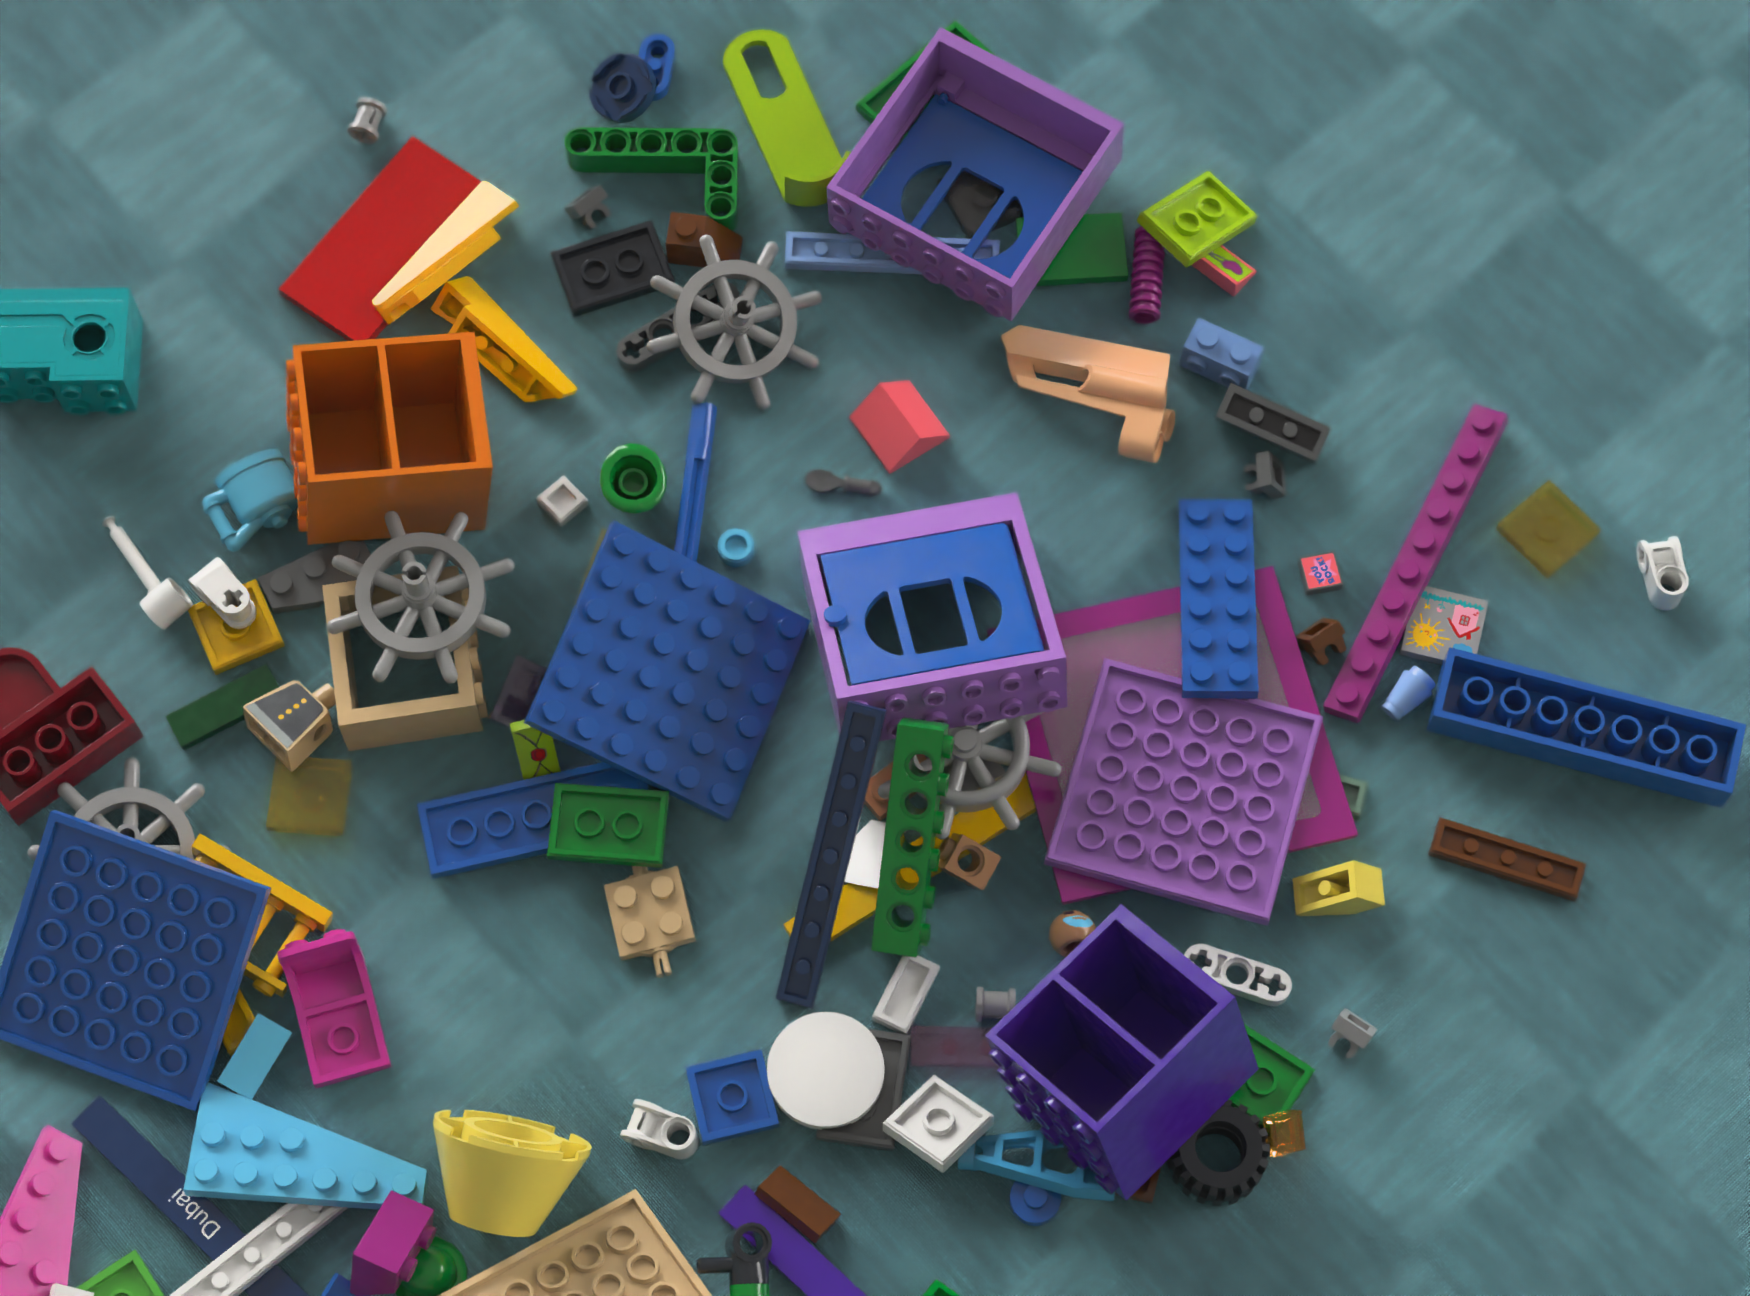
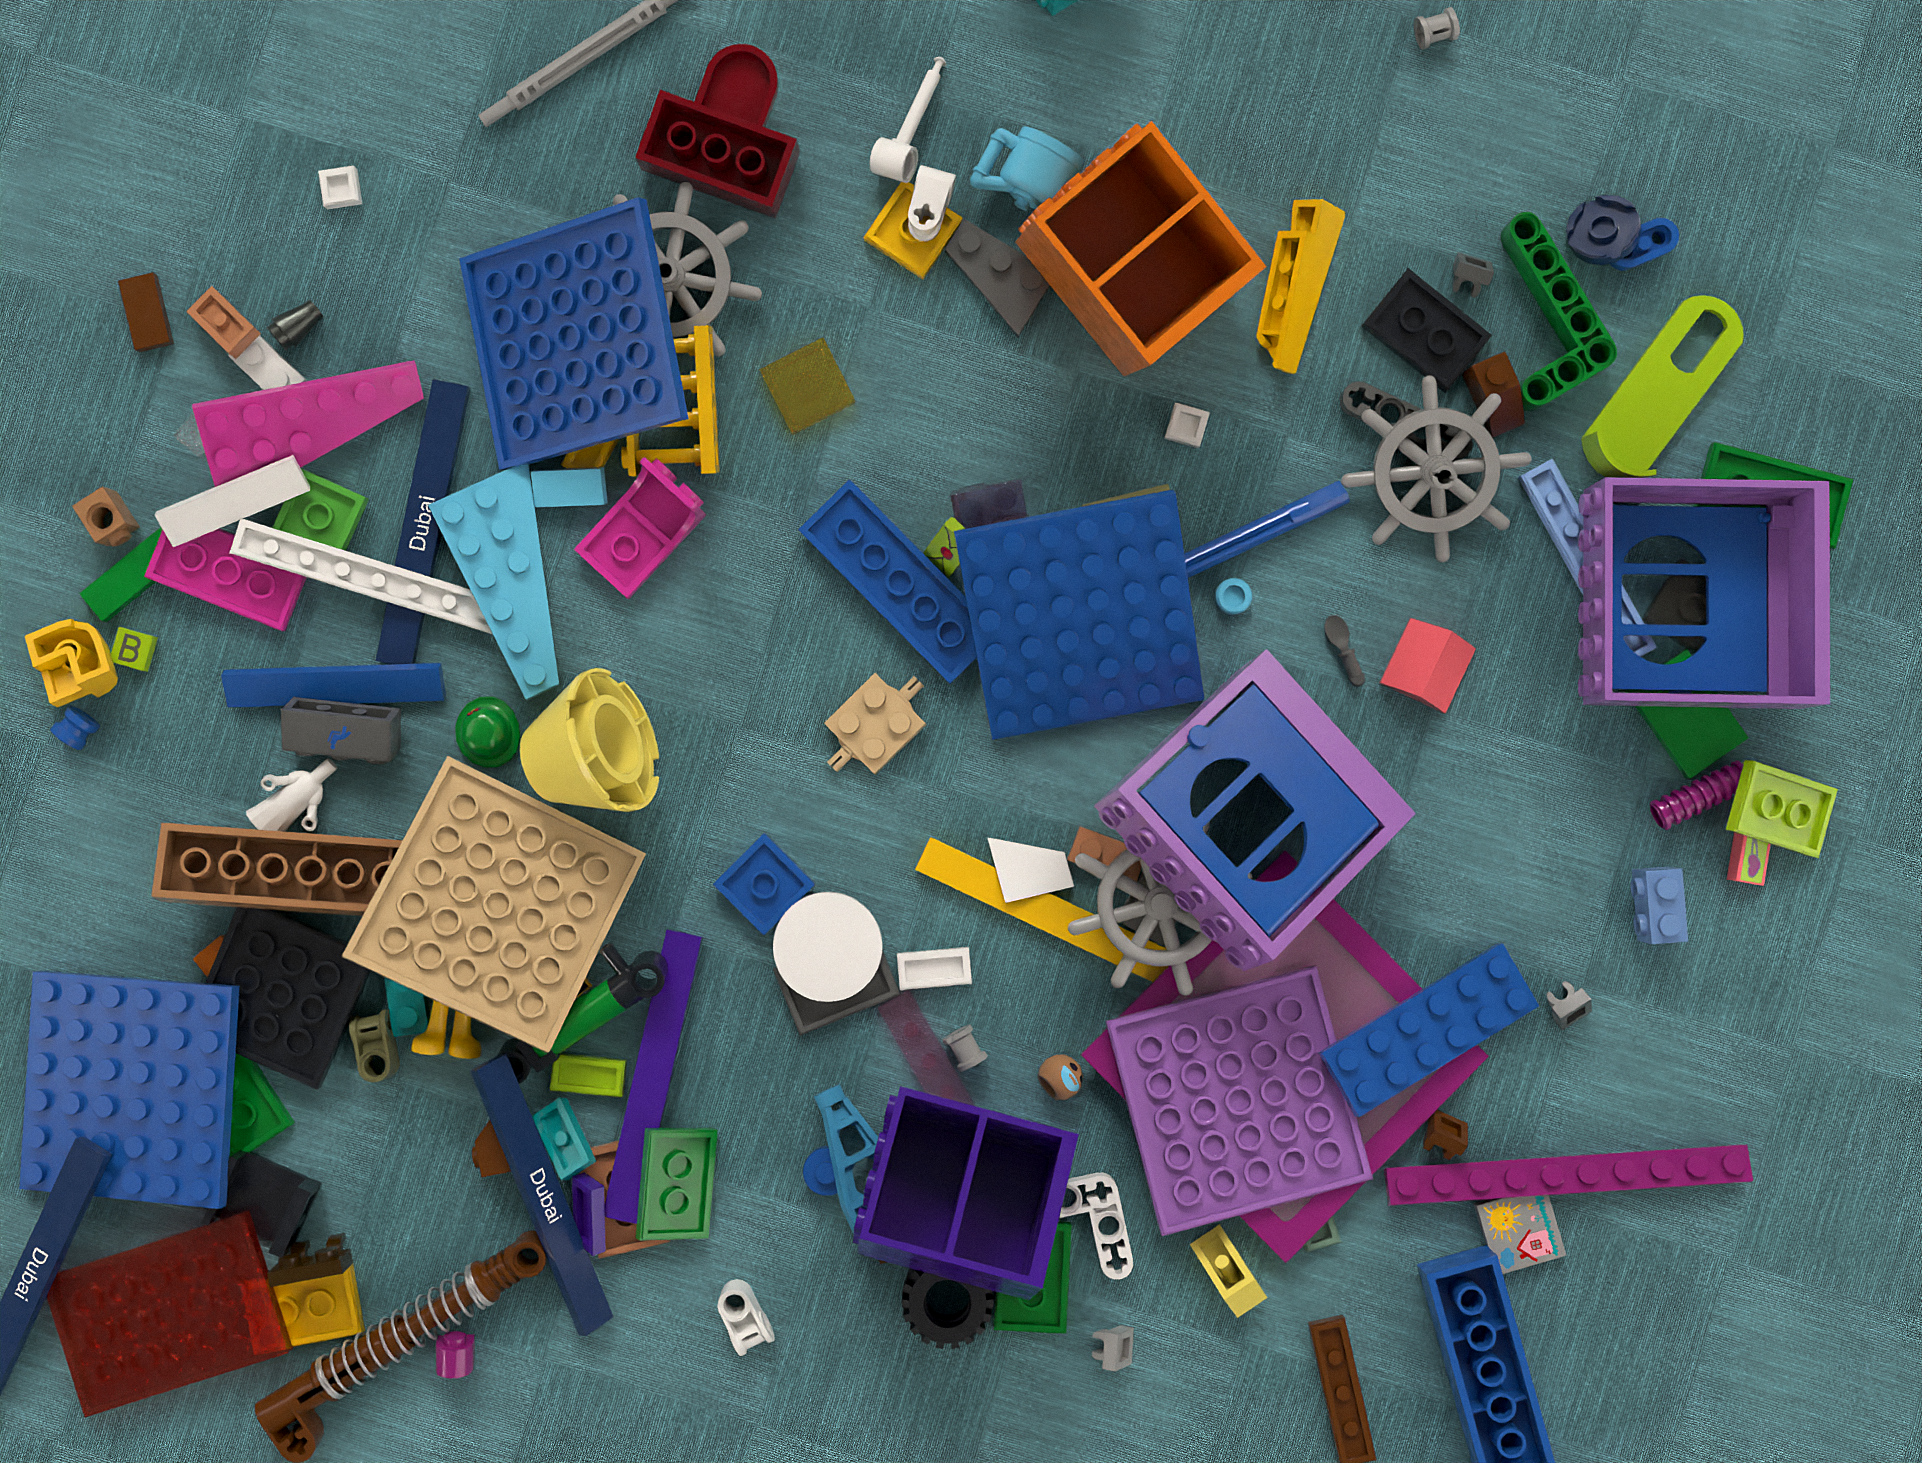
camera: 60 degrees right, 20 degrees up
(219, 708) = (839, 267): dark green tile -> none
(291, 720) = (857, 332): torso -> none
(377, 240) = (1333, 123): red tile -> none
(391, 1245) = (475, 700): magenta slope -> none
(408, 719) = (1013, 423): tan window -> none
(420, 596) = (1011, 373): light grey piece -> none
(450, 249) = (1353, 181): yellow wedge -> none
(608, 825) = (923, 647): green tile -> none
(633, 478) = (1237, 475): green hat -> none
(653, 1127) = (702, 841): white piece -> none
(797, 1204) = (710, 987): reddish brown tile -> none
(831, 854) = (1001, 851): dark blue tile -> none
(890, 931) = (1128, 874): green brick -> none
(938, 1123) = (838, 1062): white tile -> none
(982, 864) = (1067, 970): medium nougat brick -> none
(1114, 376) = (1583, 836): light nougat panel -> none
(1273, 423) = (1620, 987): dark grey brick -> none
(1284, 1132) = (997, 1339): clear orange tile -> none
(1320, 573) = (1507, 1098): tile -> none
(1408, 693) = (1440, 1233): light blue cone -> none
(1548, 529) = (1666, 1269): clear yellow tile -> none
(1661, 565) = (1688, 1390): white piece -> none

